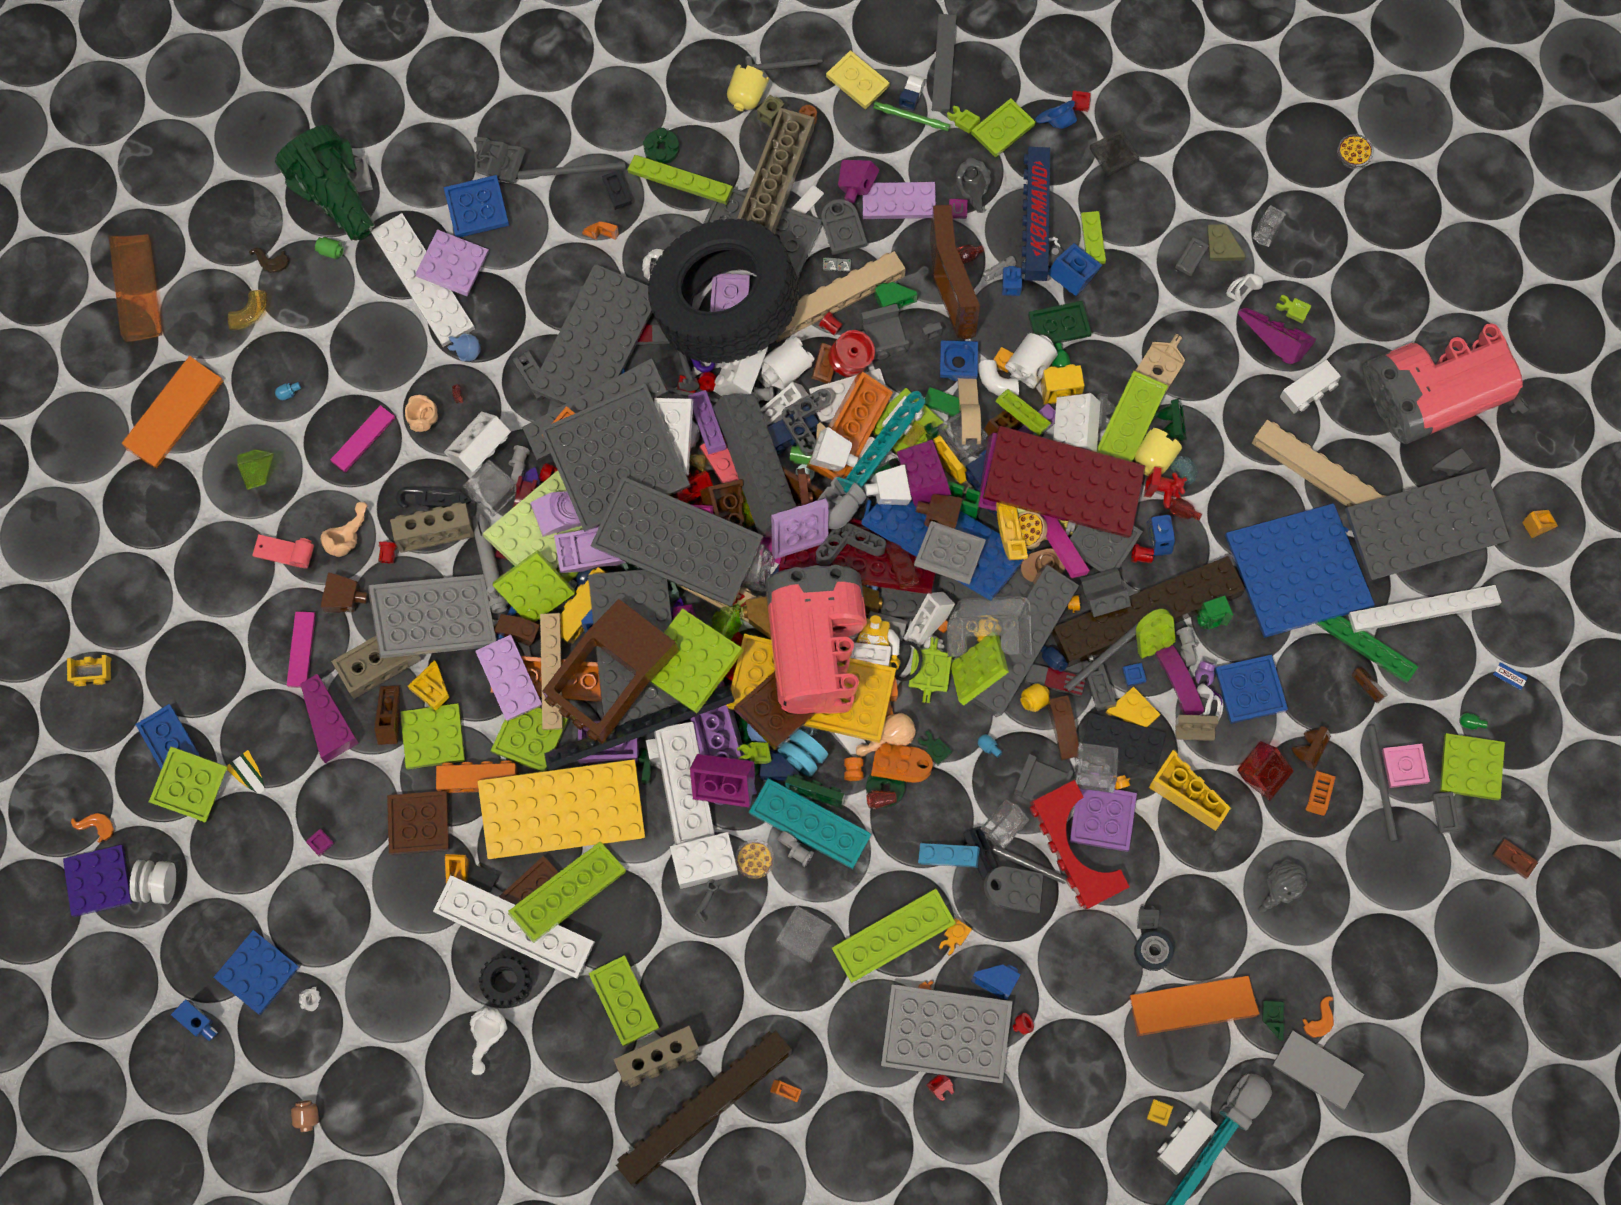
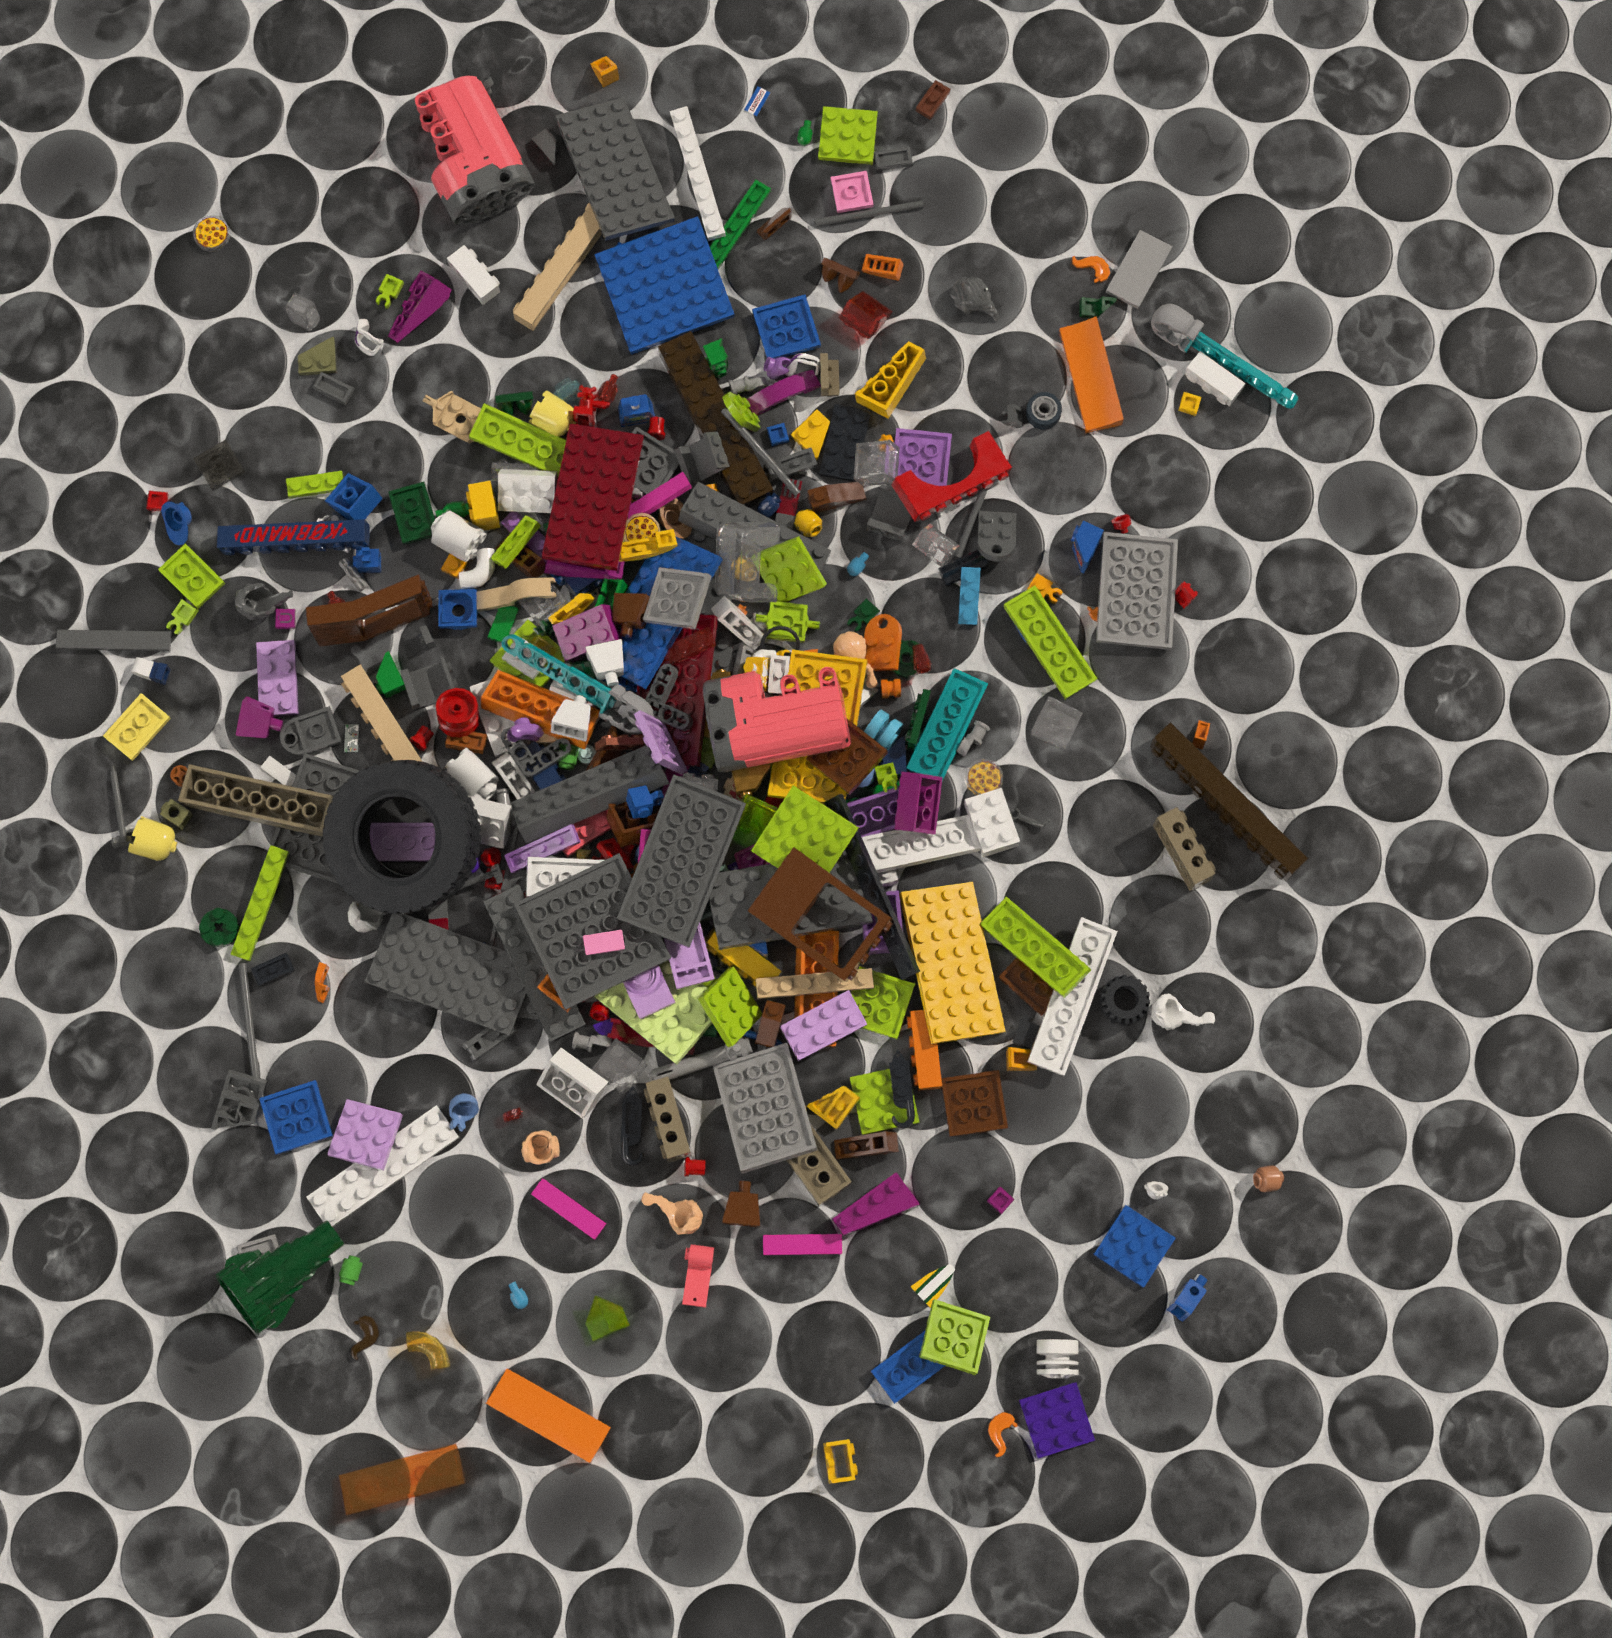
camera: 95 degrees left, 5 degrees up
(439, 750) = (902, 1089): none -> black plate
(601, 465) = (603, 942): none -> bright pink tile
(623, 1001) = (1131, 888): lime plate -> none
(643, 759) = (907, 884): dark green slope -> none
(741, 508) = (642, 802): none -> blue brick
(826, 409) = (524, 730): none -> medium lavender piece
(889, 109) = (171, 692): bright green piece -> none

